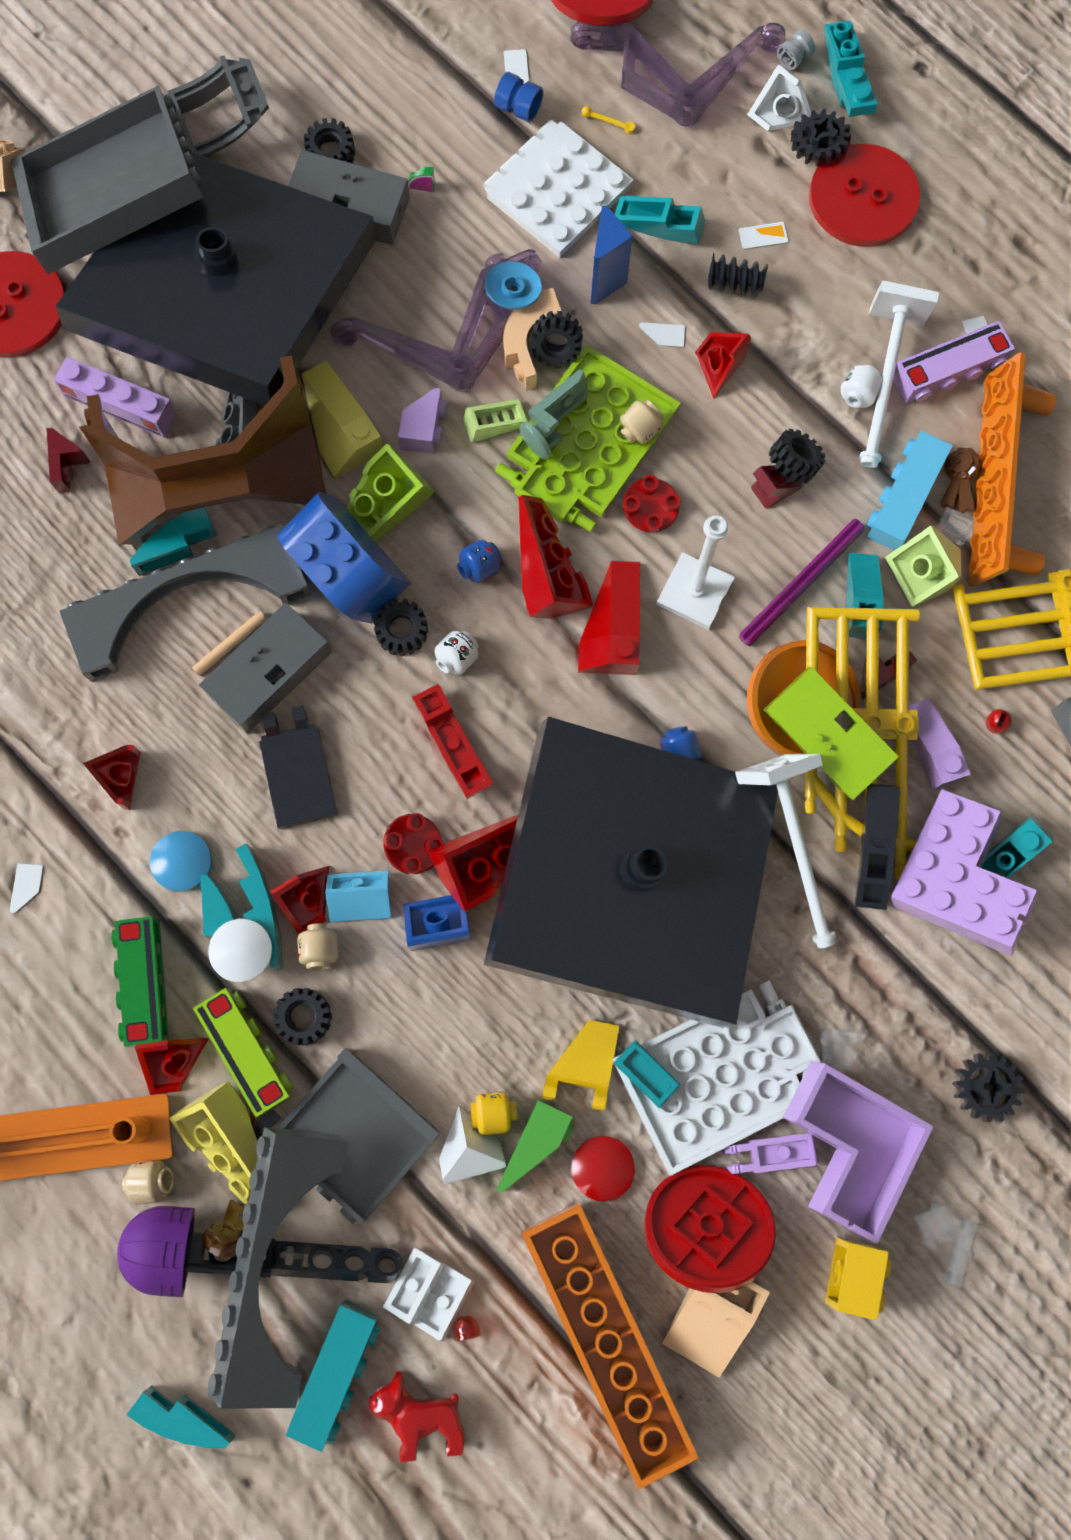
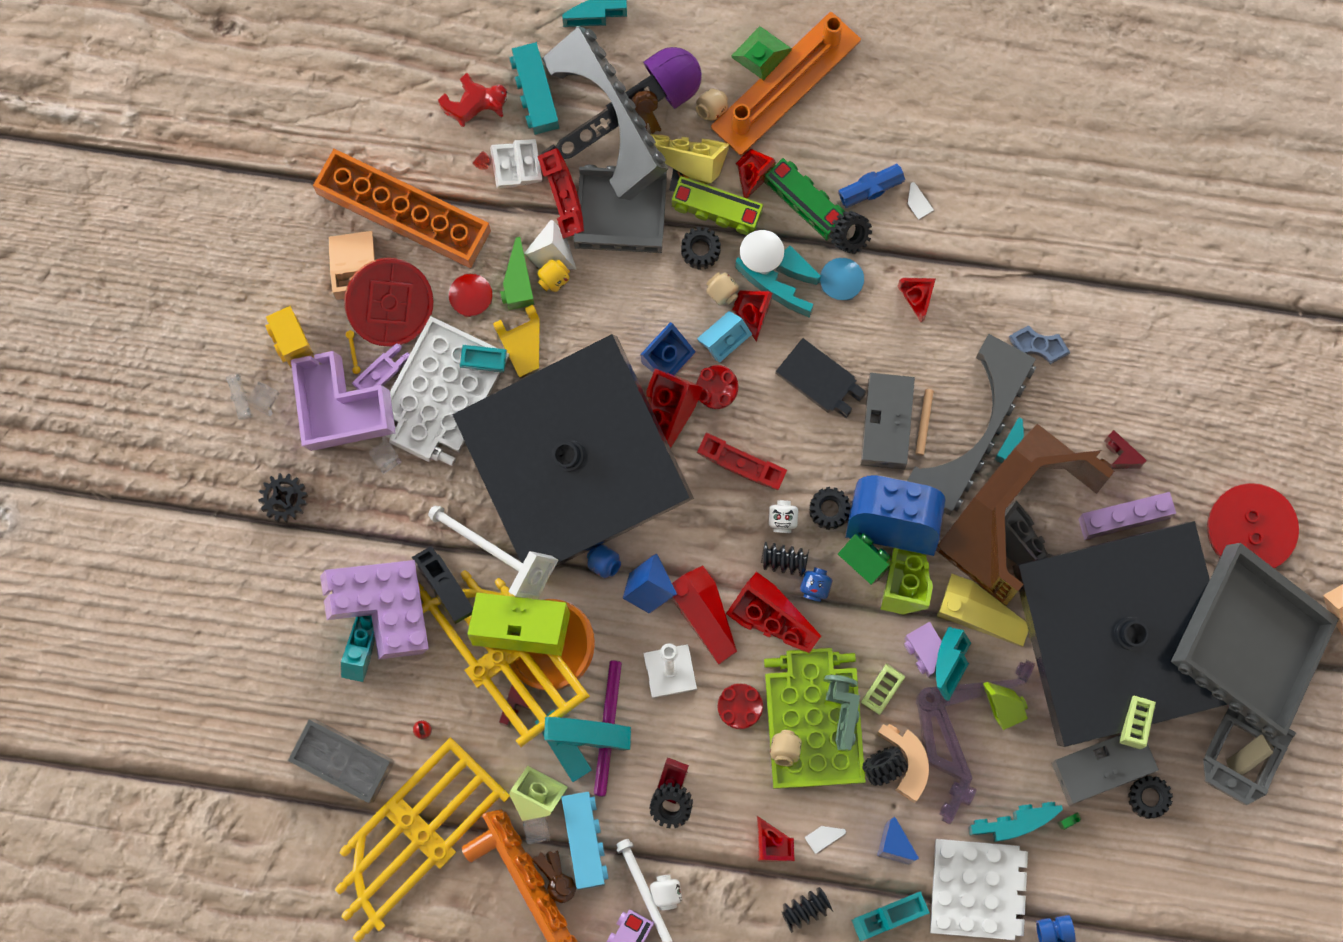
camera: 145 degrees right, 0 degrees up
(38, 1203) = (761, 53): none -> green slope
(49, 643) = (1049, 347): none -> sand blue tile
(57, 939) = (871, 185): none -> blue piece
(125, 899) = (860, 235): none -> black tyre
(207, 106) = (1250, 755): none -> dark tan slope
(286, 173) = (1146, 724): none -> yellowish green slope
(391, 310) = (1005, 705): none -> lime slope
(402, 1207) = (564, 192): none -> red slope
(409, 384) = (951, 661): none -> teal slope
(410, 538) = (865, 557): none -> green slope
(465, 205) = (1024, 822): none -> teal slope
(489, 609) = (784, 559): none -> black piece
(513, 285) = (950, 787): dark azure dish -> none
(653, 685) = (649, 585): none -> blue slope
(798, 1180) = (350, 335): none -> yellow hinge
(836, 577) = (587, 733): none -> teal slope
(938, 748) = (452, 682): lavender slope -> none

